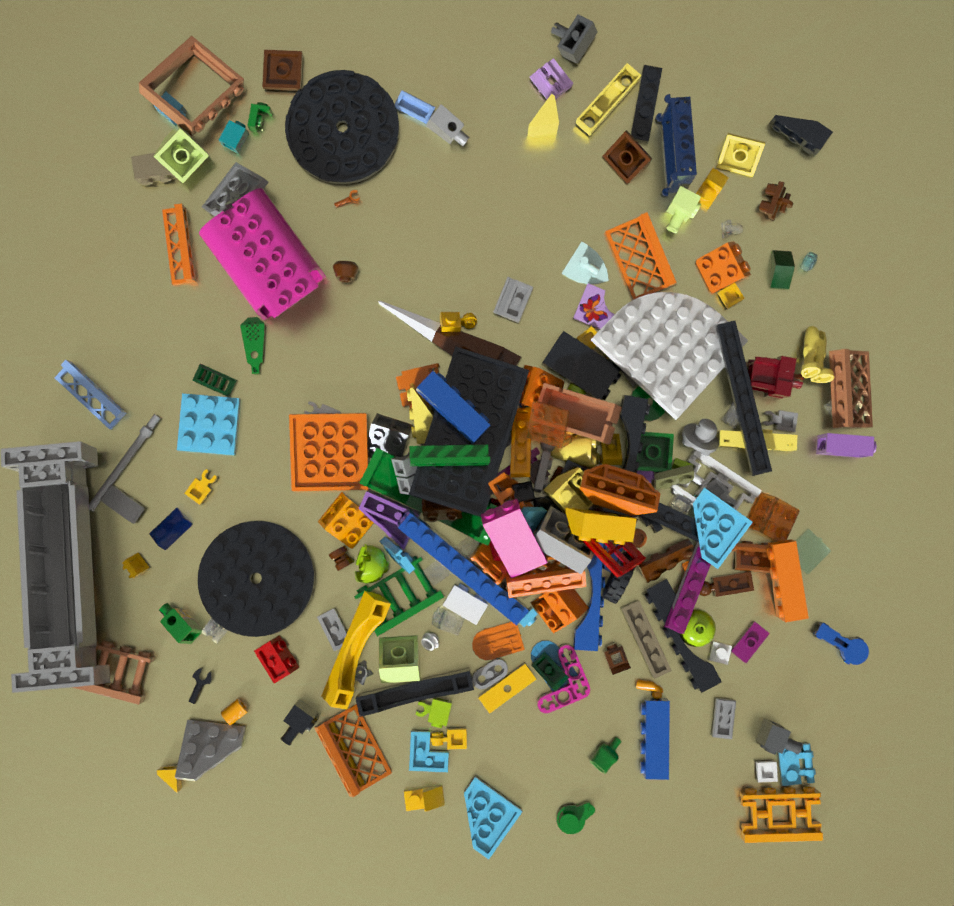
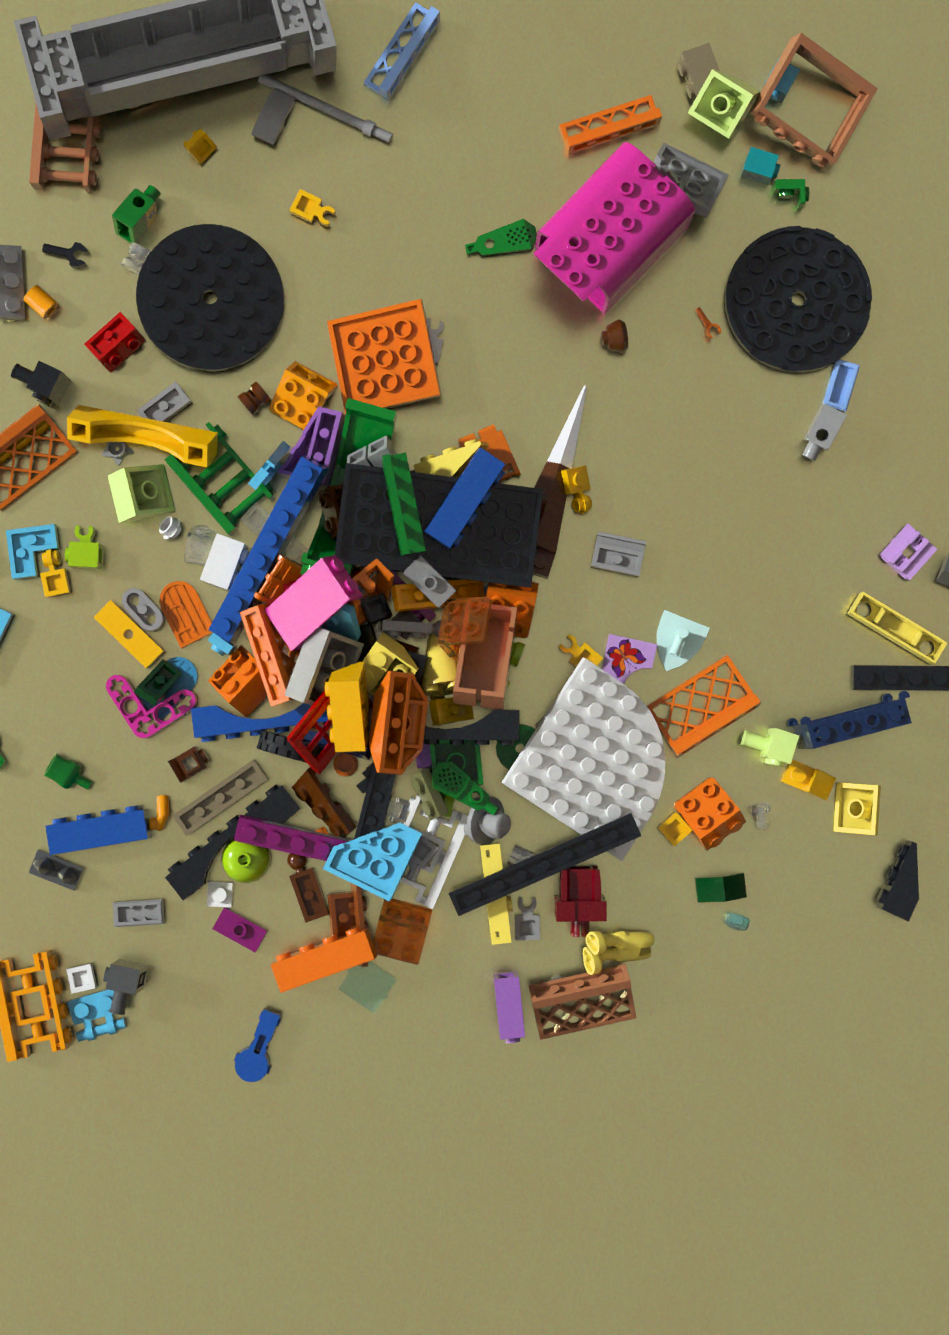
camera: 80 degrees right, 0 degrees up
(170, 529) = (253, 181): clear blue slope -> none
(199, 373) = (454, 180): dark green slope -> none
(208, 424) = (392, 203): medium azure plate -> none
(282, 70) = (856, 211): reddish brown plate -> none
(371, 564) = (252, 436): lime cylinder -> none
(388, 435) = (417, 428): dark grey bracket -> none
(402, 694) = (104, 519): black arch -> none
(511, 446) = (429, 581): none -> light grey plate
(546, 120) = (854, 551): light yellow slope -> none
(582, 366) = (549, 655): black panel -> none
(627, 157) = (826, 665): reddish brown slope -> none
(675, 448) = (464, 790): none -> green piece
(679, 776) = (56, 870): none -> dark grey tile
(777, 192) = (806, 868): reddish brown hips -> none

